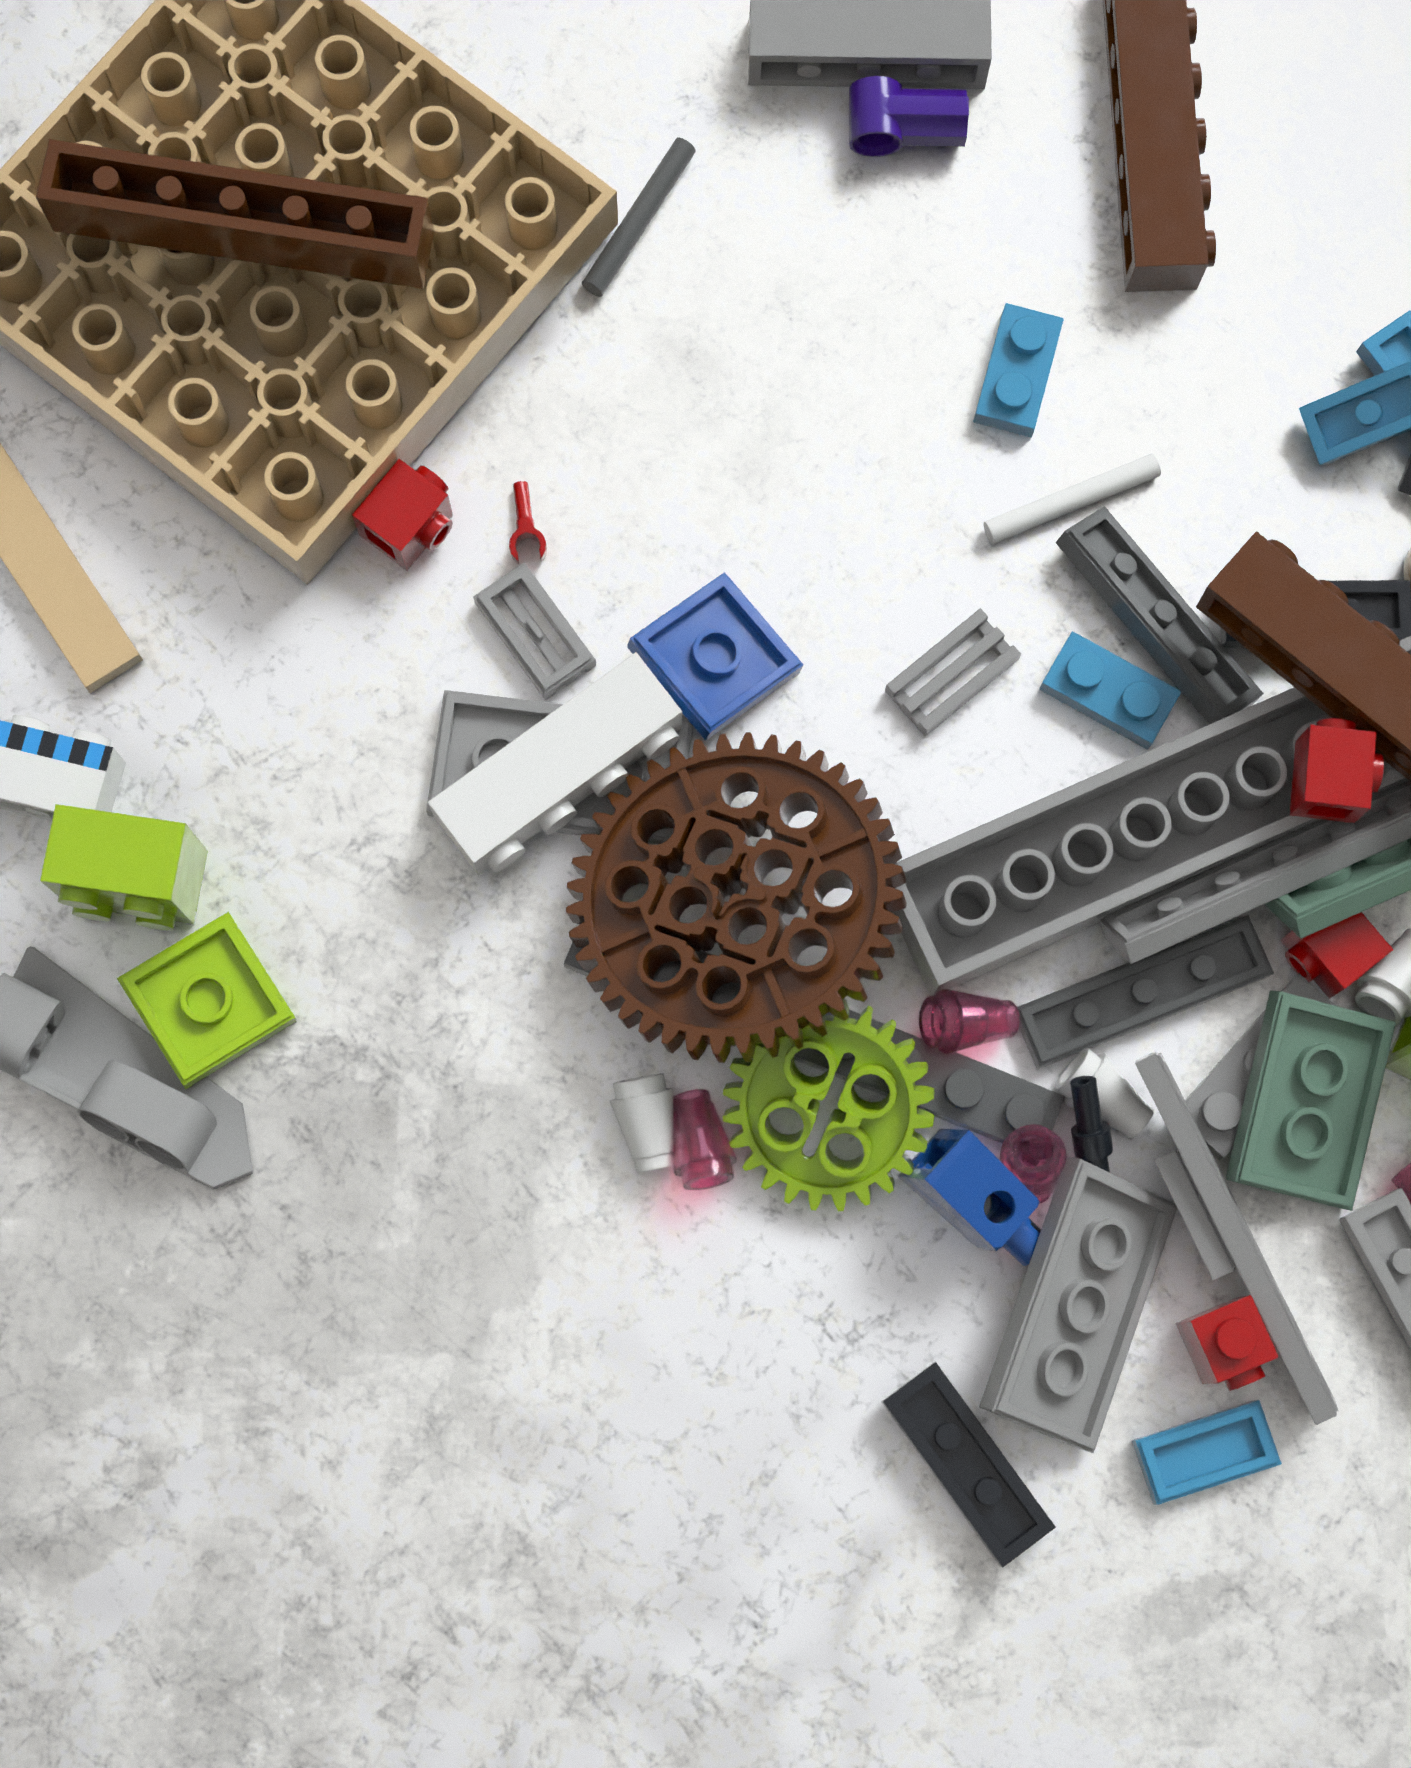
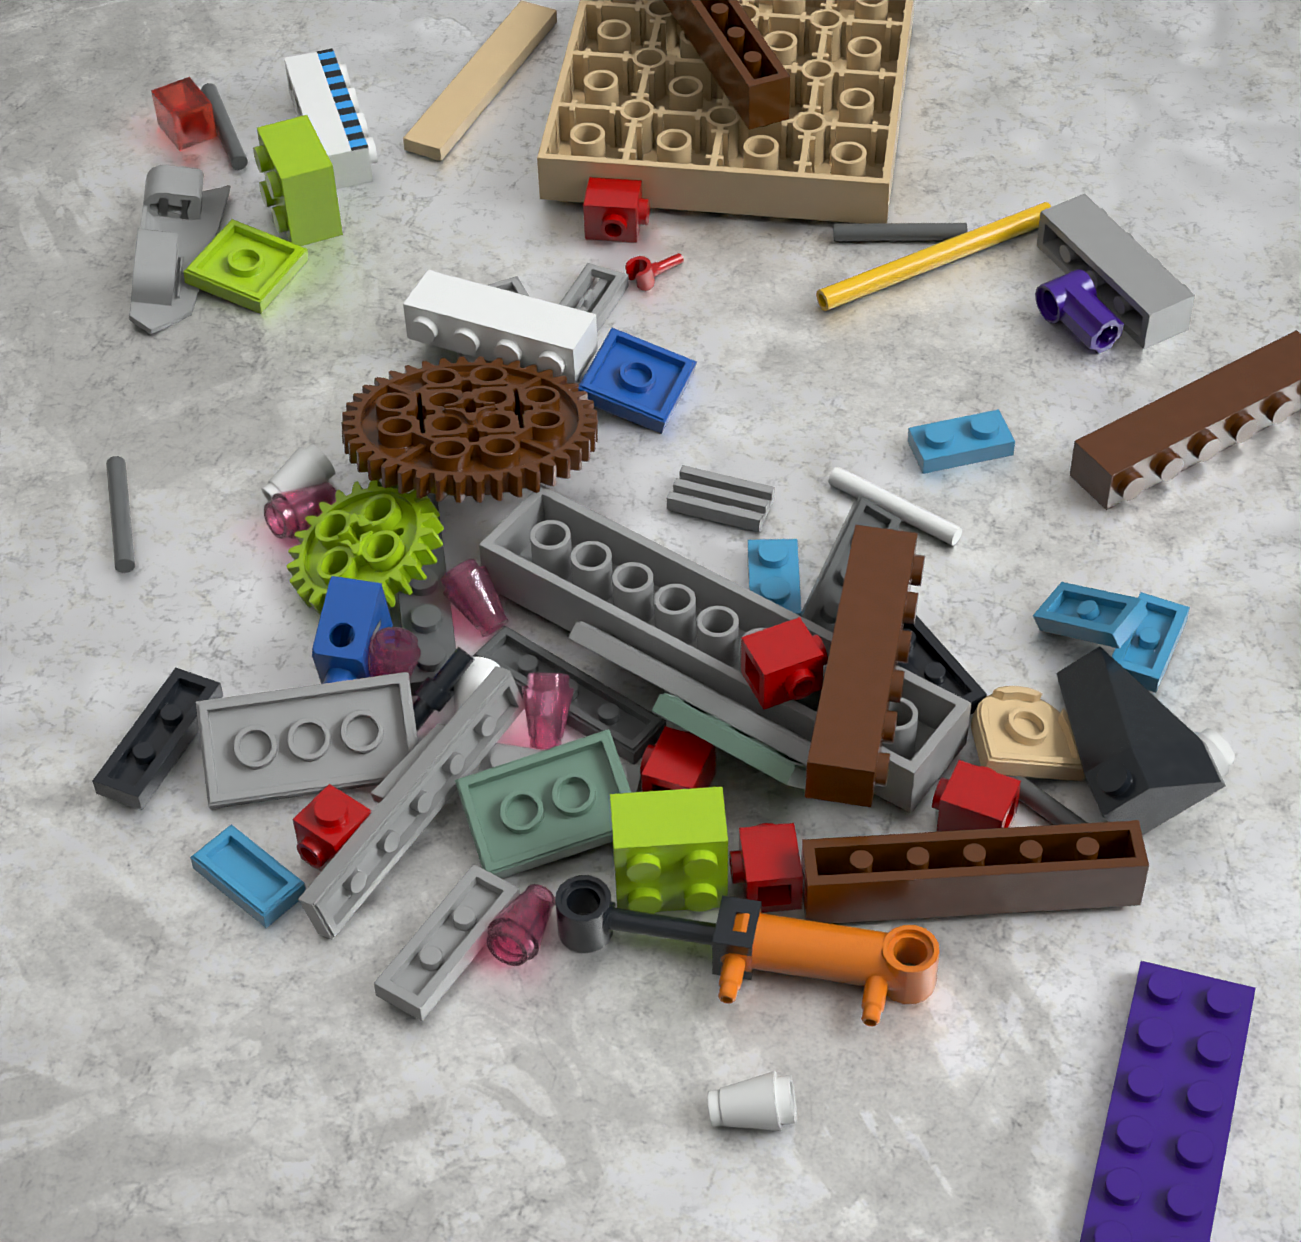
camera: 65 degrees right, 30 degrees down
(566, 1351) = (120, 514): none -> dark grey bar
(708, 206) = (930, 258): none -> yellow piece
(1178, 1029) = (547, 708): none -> clear pink cone

